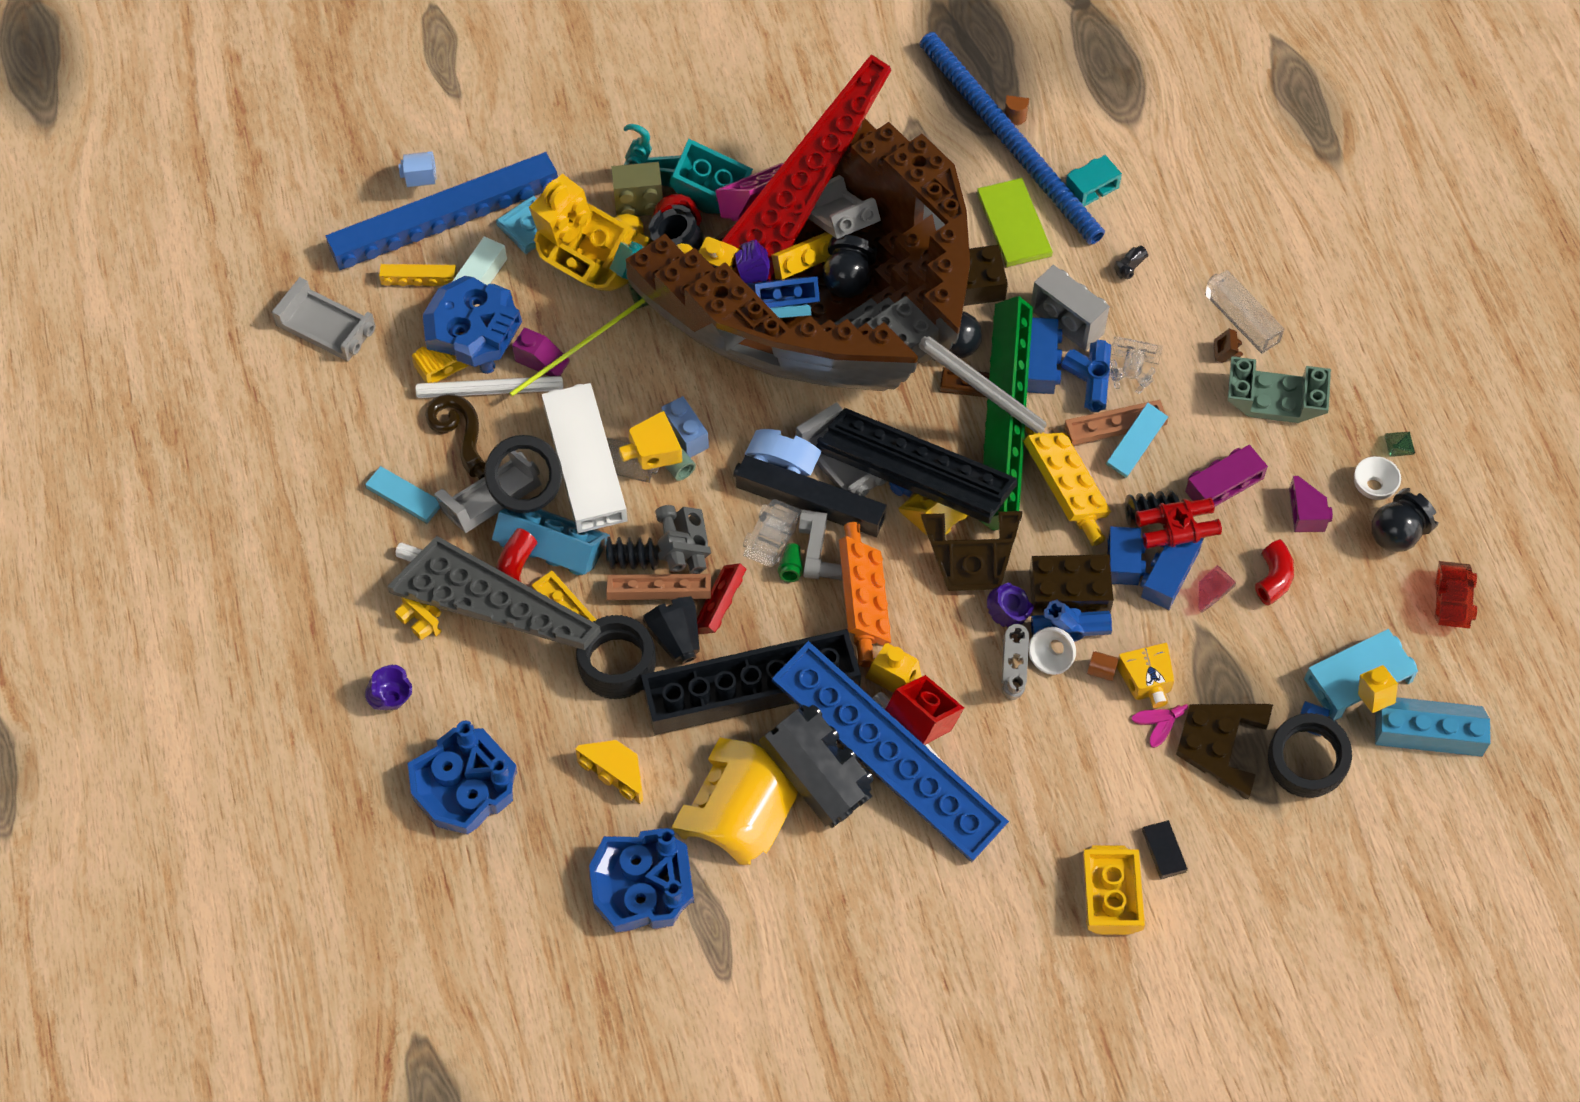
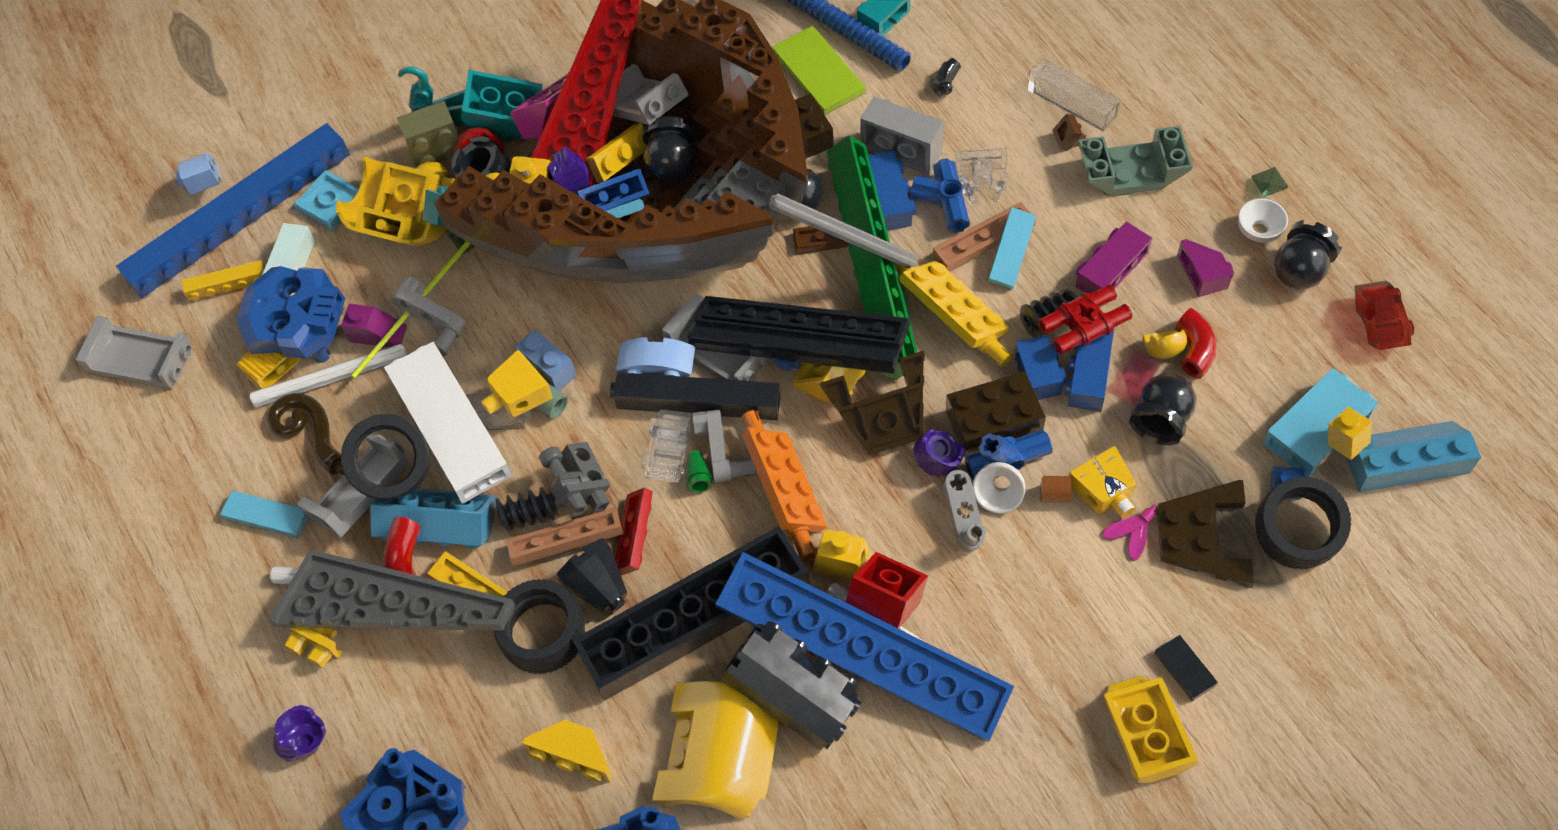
camera: 10 degrees left, 0 degrees up
(560, 210) = (353, 173): yellow brick -> none
(580, 339) = (410, 299): none -> light grey beam
(1223, 622) = (1164, 409): none -> black tile
(1246, 565) = (1165, 344): none -> yellow hair

